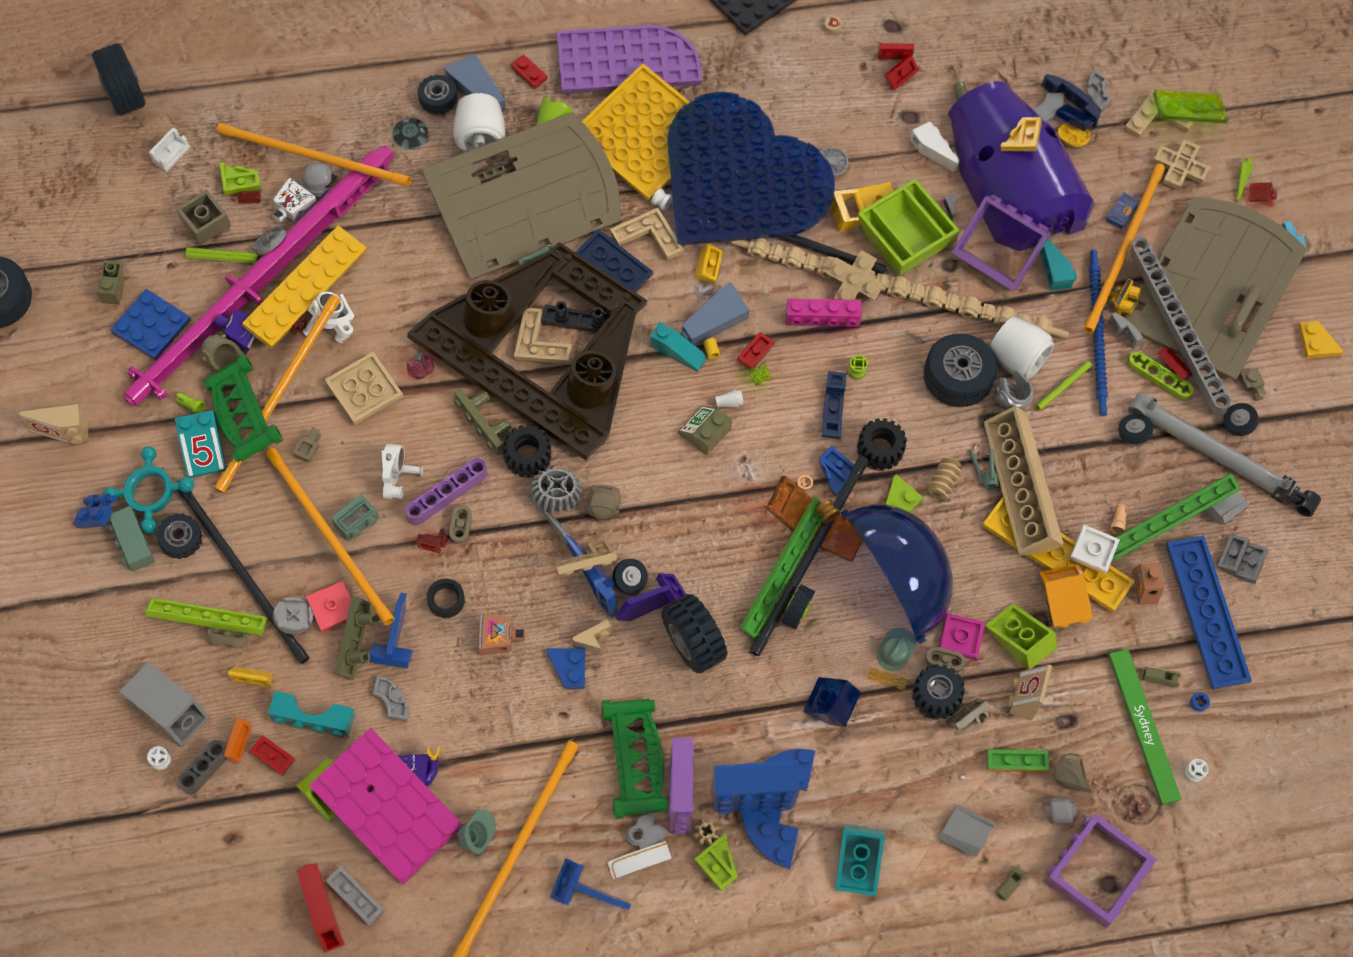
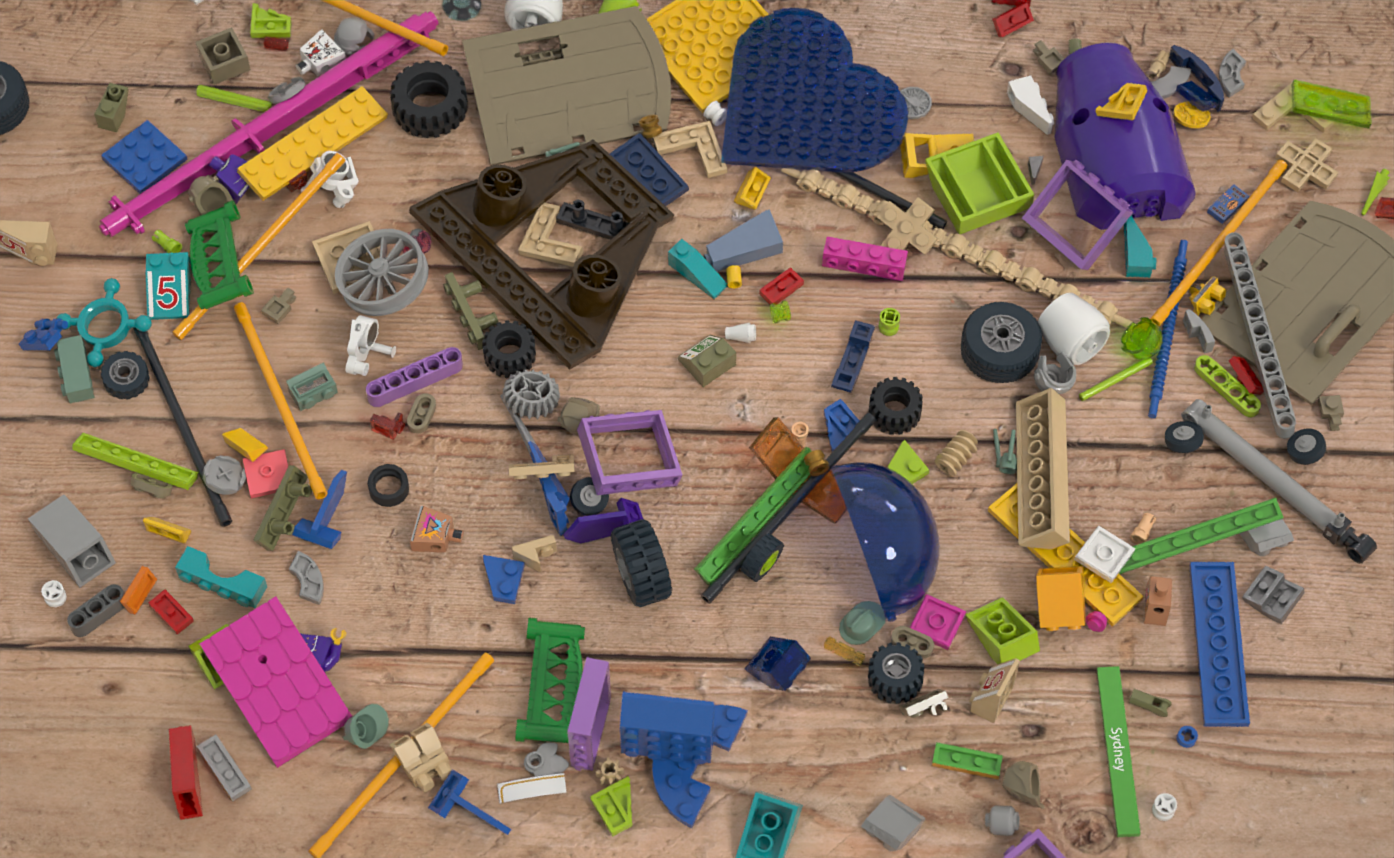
camera: 15 degrees right, 5 degrees down
(305, 582) = (244, 443): none -> yellow slope
(397, 399) = (381, 272): none -> light grey wheel
(402, 208) = (428, 78): none -> black tyre
(535, 850) = (422, 757): none -> tan hips
(607, 221) = (650, 126): none -> pearl gold wheel
(675, 496) = (632, 481): none -> medium lavender window
(940, 103) = (1048, 58): none -> dark tan plate
(1035, 94) = (1157, 65): none -> tan axle
(1080, 346) = (1142, 339): none -> clear neon green cylinder
(1100, 611) = (1096, 621): none -> dark pink plate

